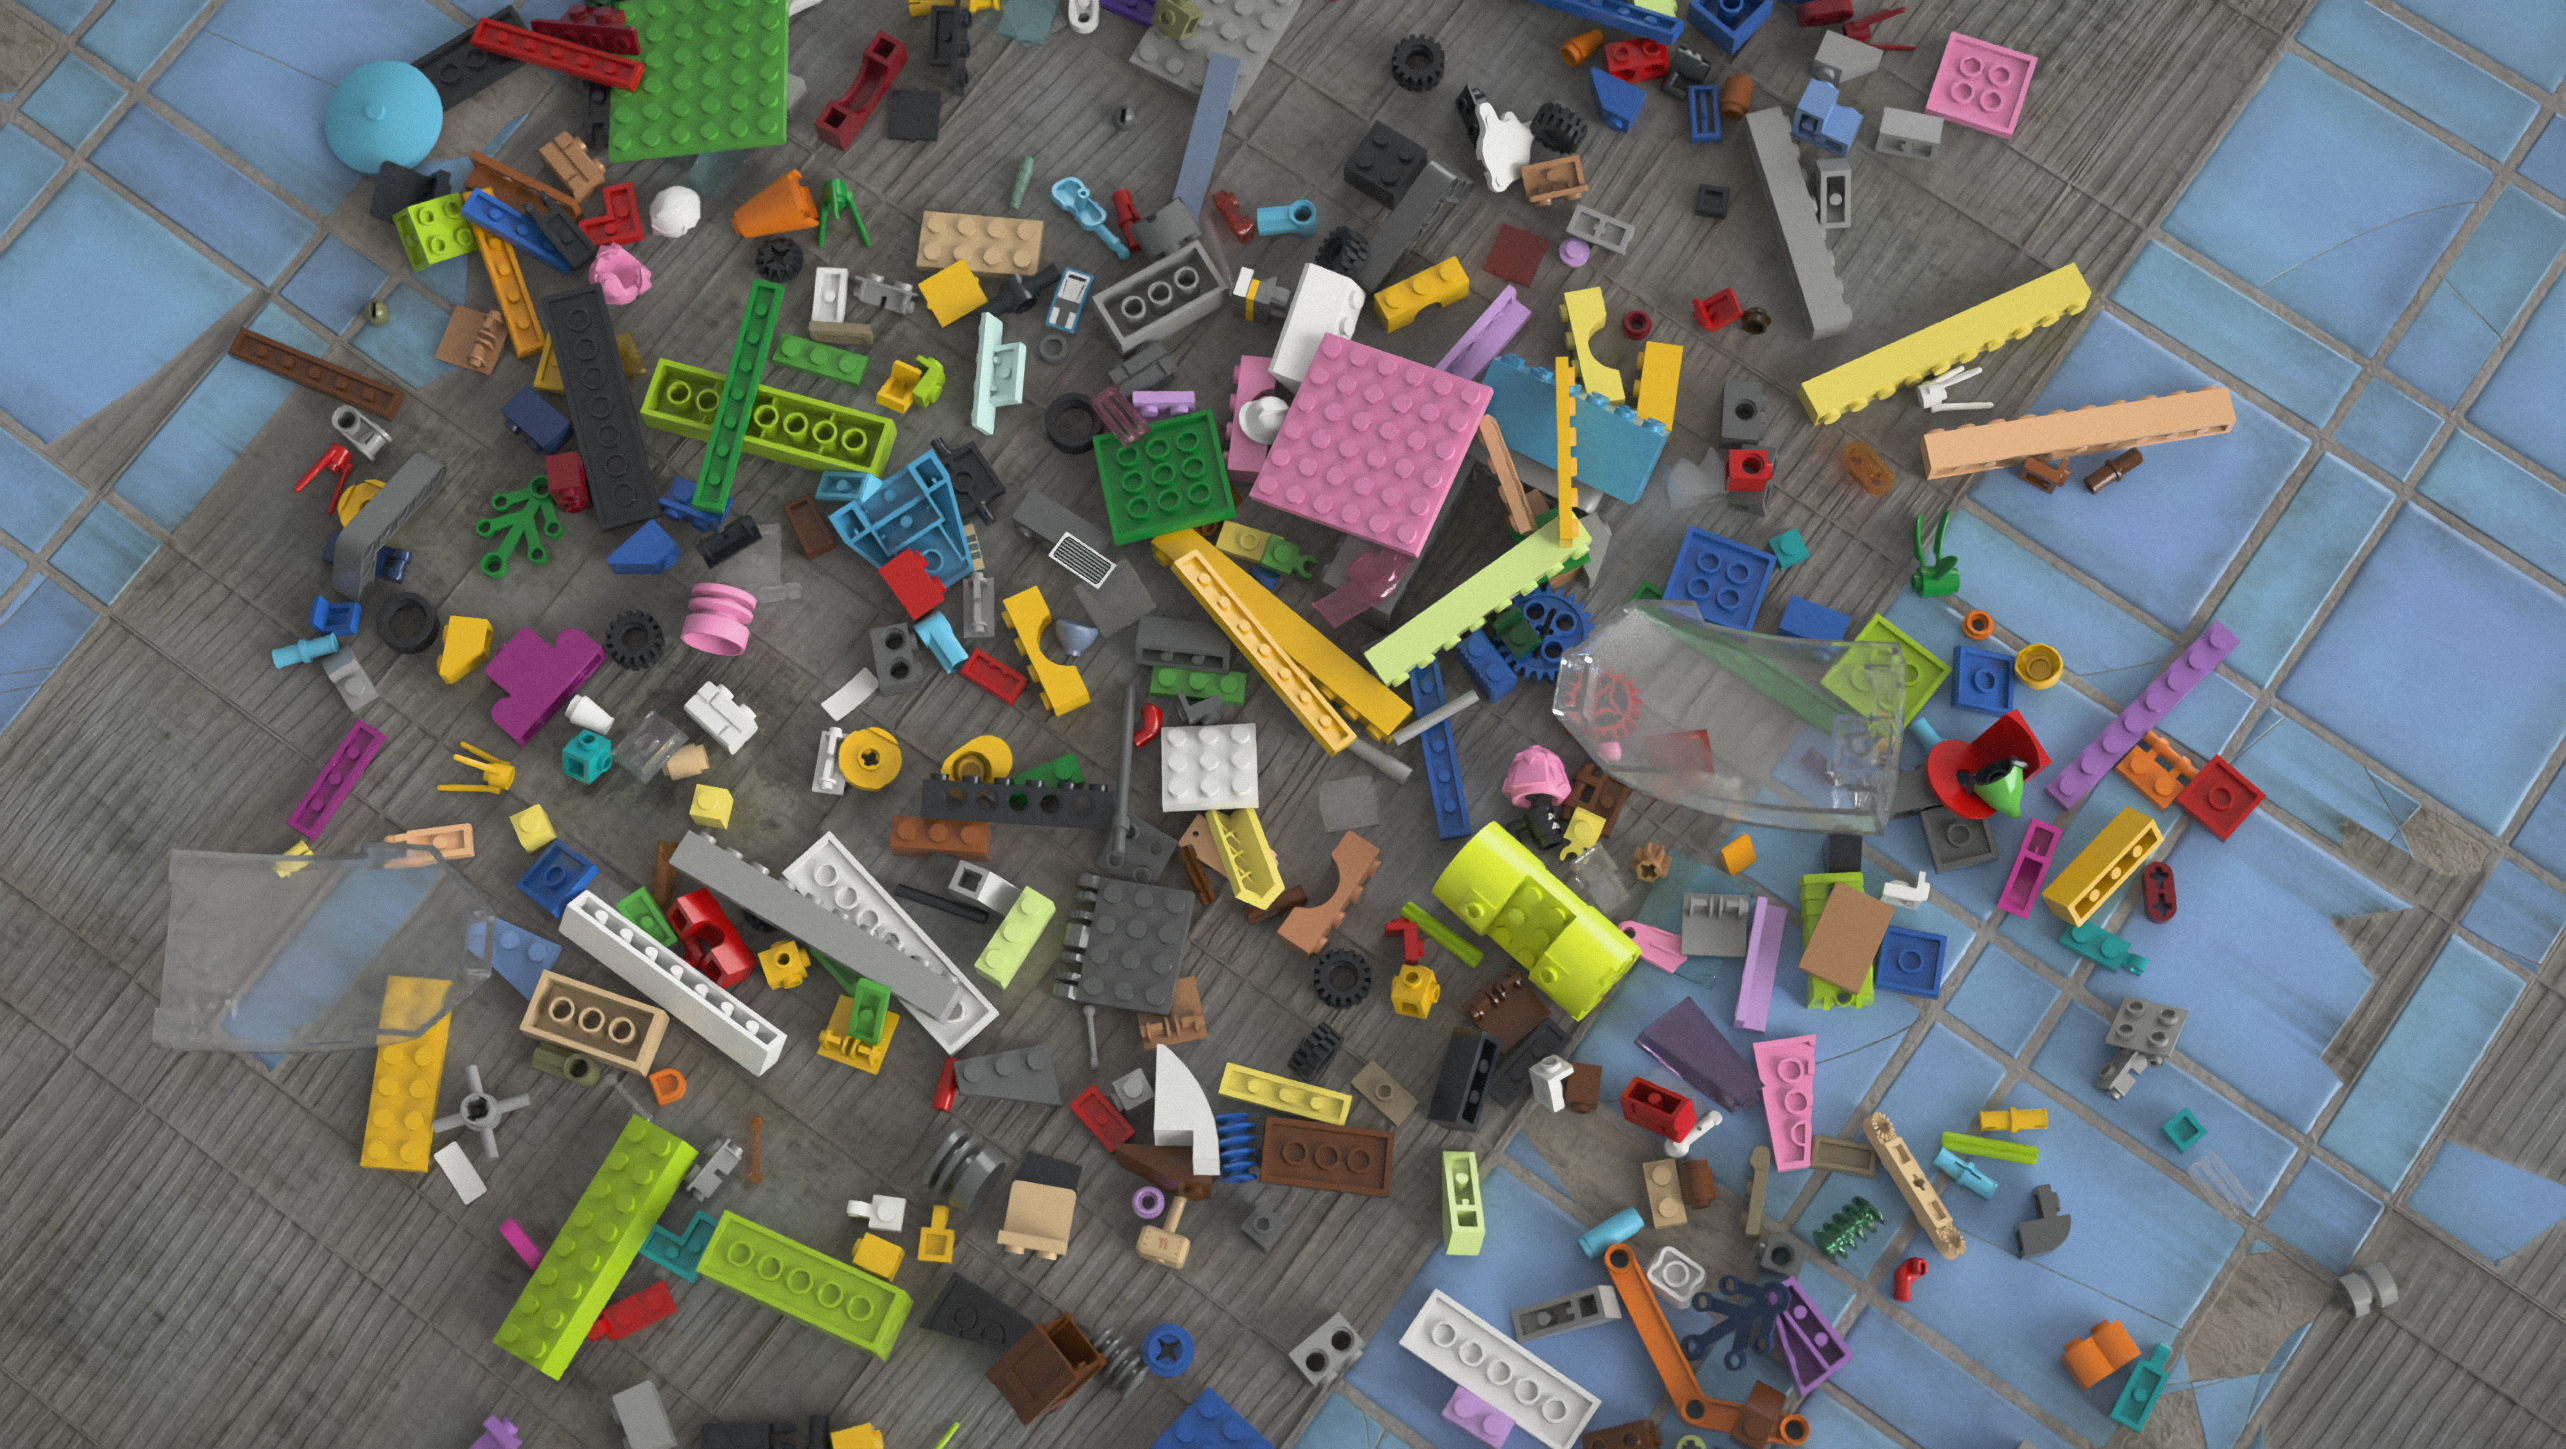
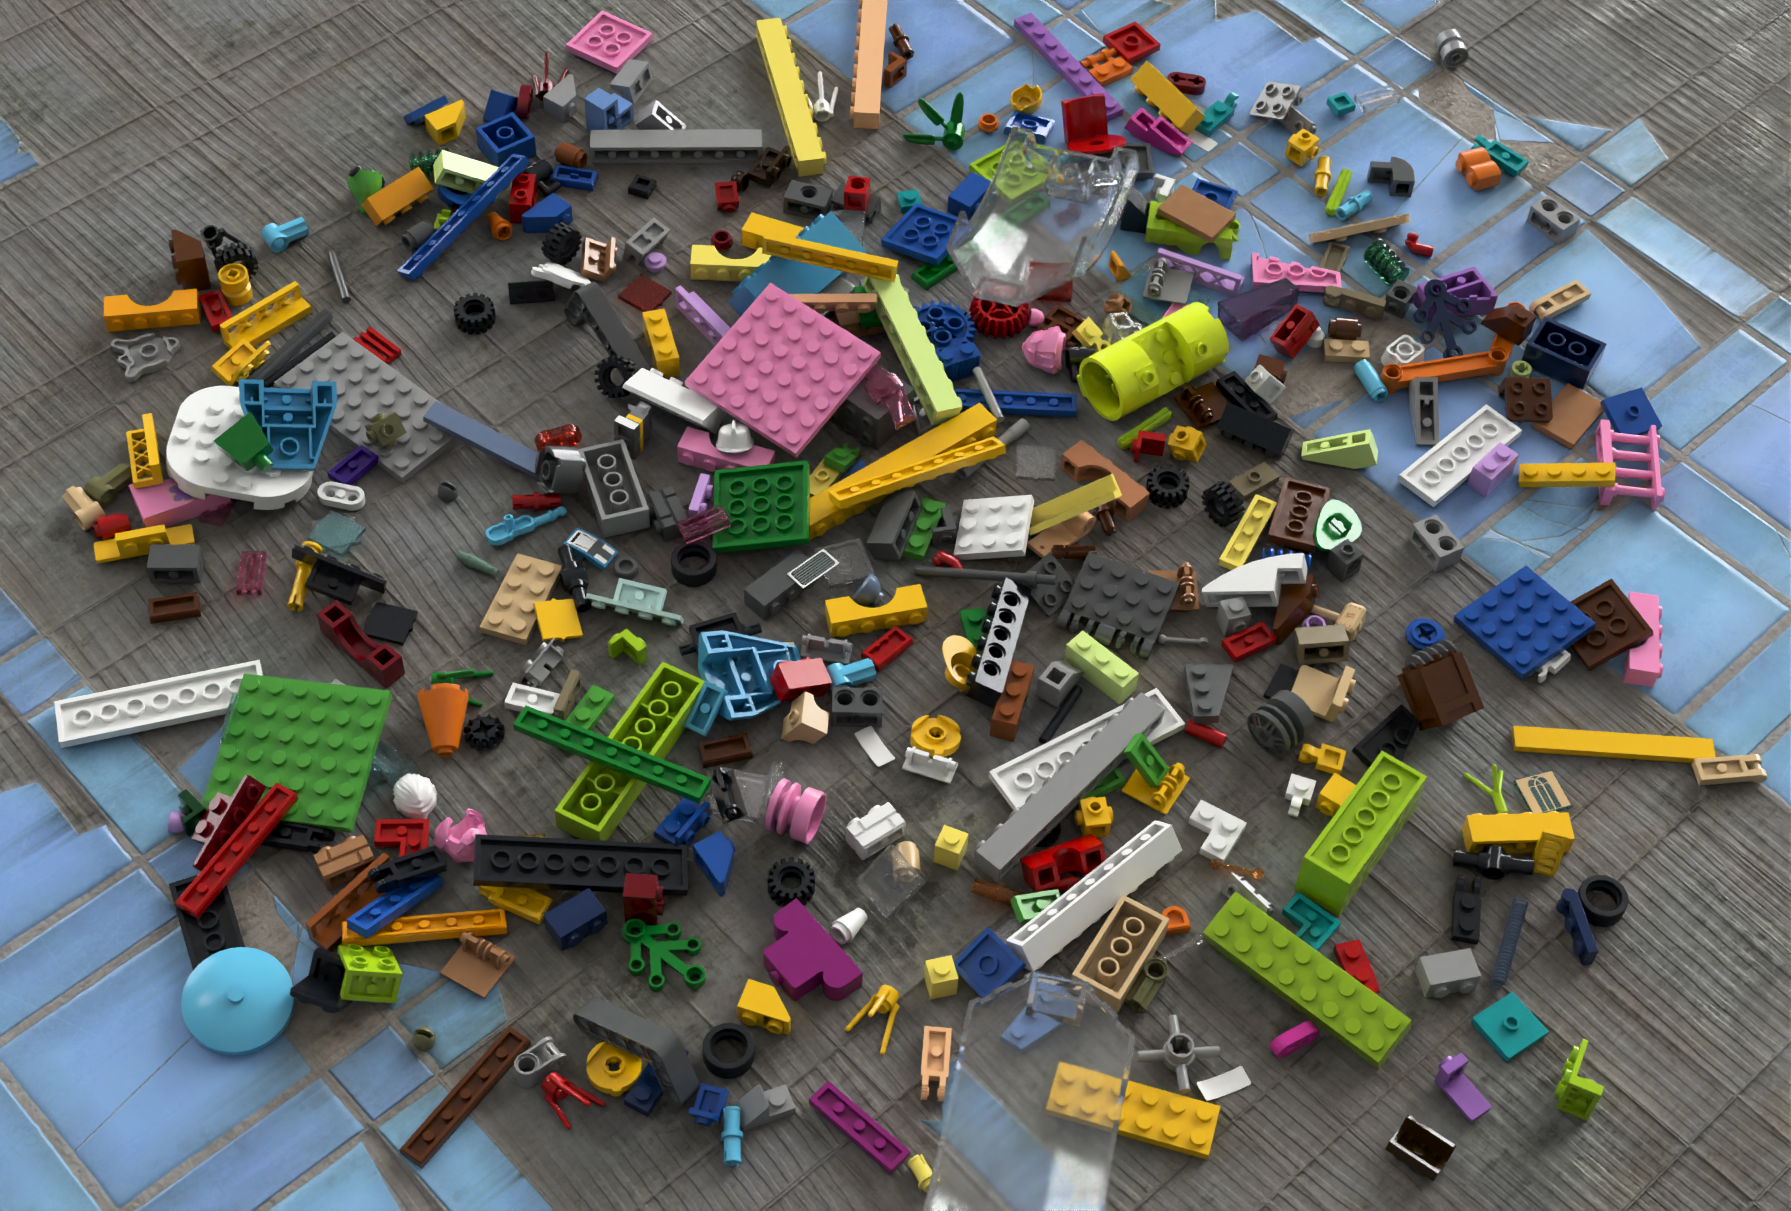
camera: 85 degrees left, 20 degrees down
(399, 1406) = (1421, 1148): none -> dark brown bracket
(586, 756) = (888, 926): teal brick -> none
(806, 1127) = (1222, 829): none -> white plate
(855, 604) = (805, 720): none -> tan brick
(898, 389) = (627, 666): yellow bracket -> none
(1110, 1210) = (1321, 644): none -> dark tan brick
(1283, 219) = (573, 405): medium azure piece -> none
(1317, 1210) = (1335, 524): none -> shield
(1385, 165) = (551, 344): black brick -> none
(1516, 632) = (941, 334): dark green bracket -> none
(1794, 351) = (769, 166): none -> dark brown bracket
(1870, 468) = (865, 150): clear orange plate -> none
(2000, 785) = (1105, 123): bright green hat -> none
(2046, 934) = (1201, 140): none -> white sticker
(2049, 1077) = (1302, 147): none -> yellow brick

